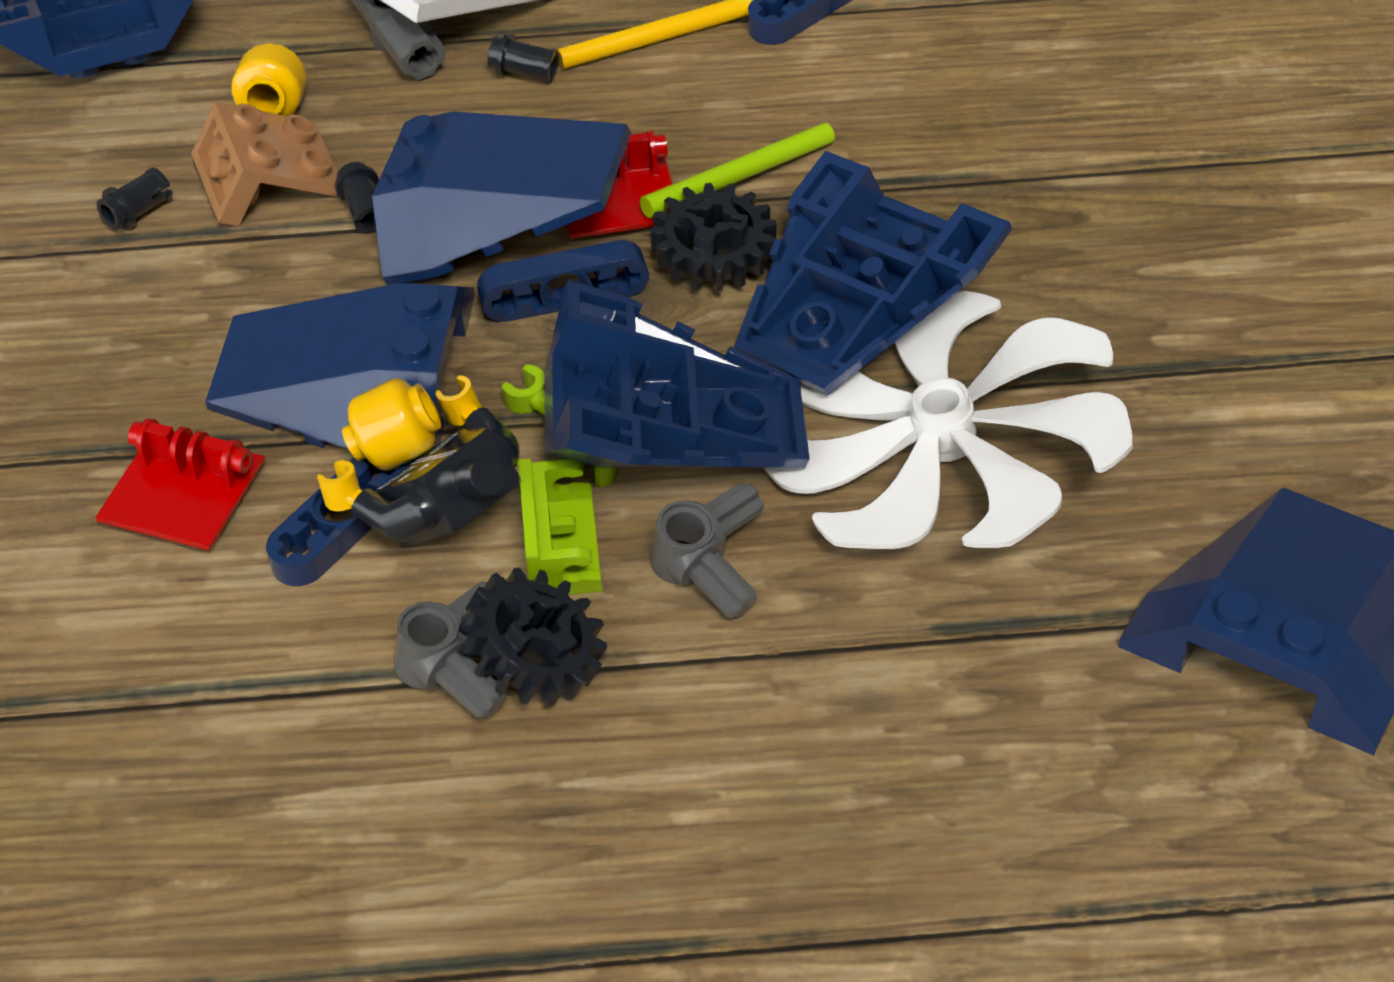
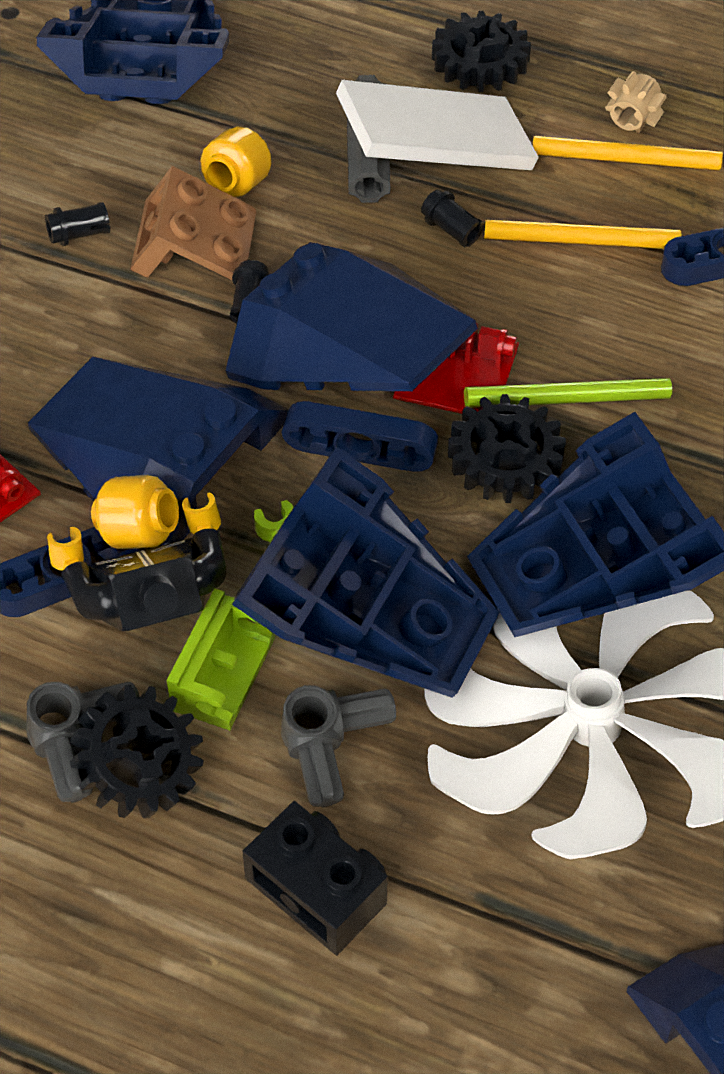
camera: 25 degrees right, 5 degrees up
(779, 670) = (316, 876): none -> black brick

